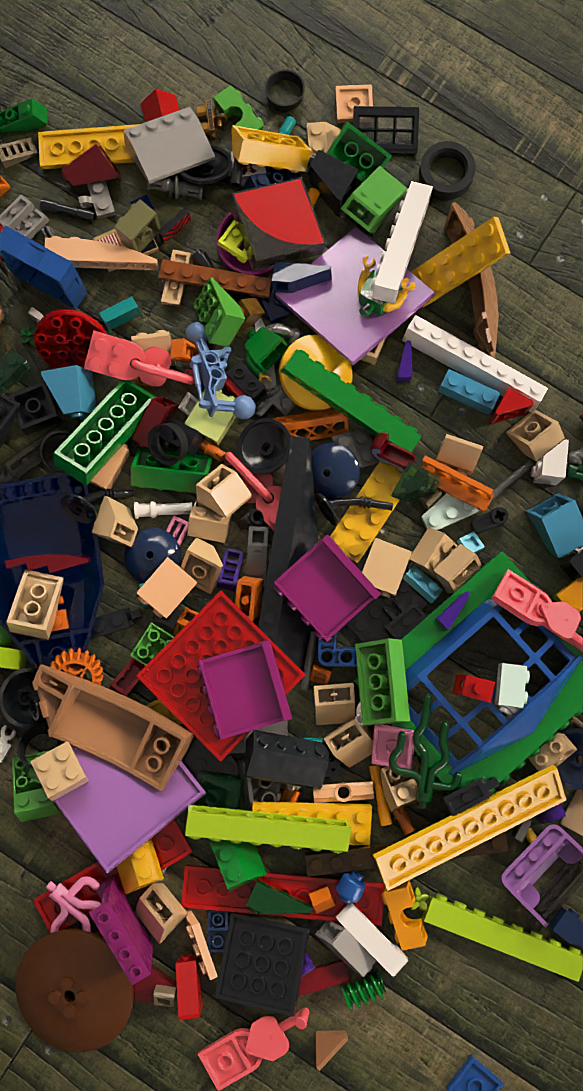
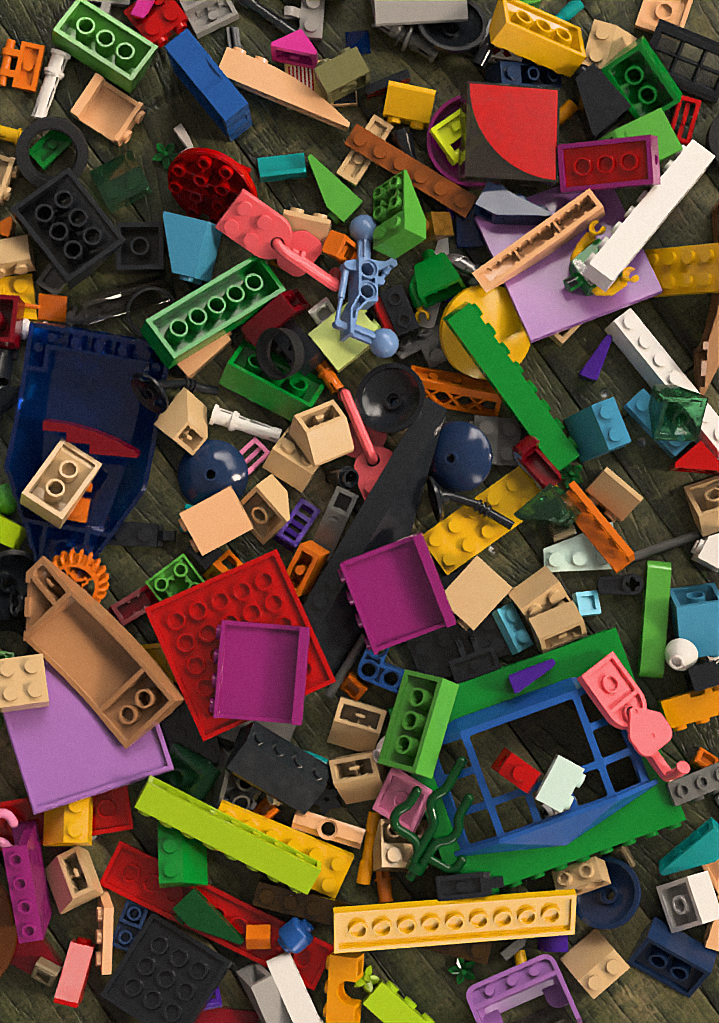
camera: 20 degrees right, 5 degrees up
(97, 225) = (295, 50): none -> dark pink slope
(165, 316) = (336, 196): none -> bright green slope
(195, 231) = (408, 105): none -> yellow slope
(331, 288) = (541, 241): none -> light nougat slope
(359, 215) = (609, 164): none -> red brick
(405, 168) = (688, 100): none -> red tile
(420, 453) = (572, 475): none -> green plant
(428, 411) = (598, 430): none -> dark azure slope
(481, 375) = (676, 413): none -> clear green slope
(489, 863) = (462, 970): none -> green plant
(526, 536) = (654, 619): none -> bright green beam
(558, 553) = (681, 654): none -> white brick

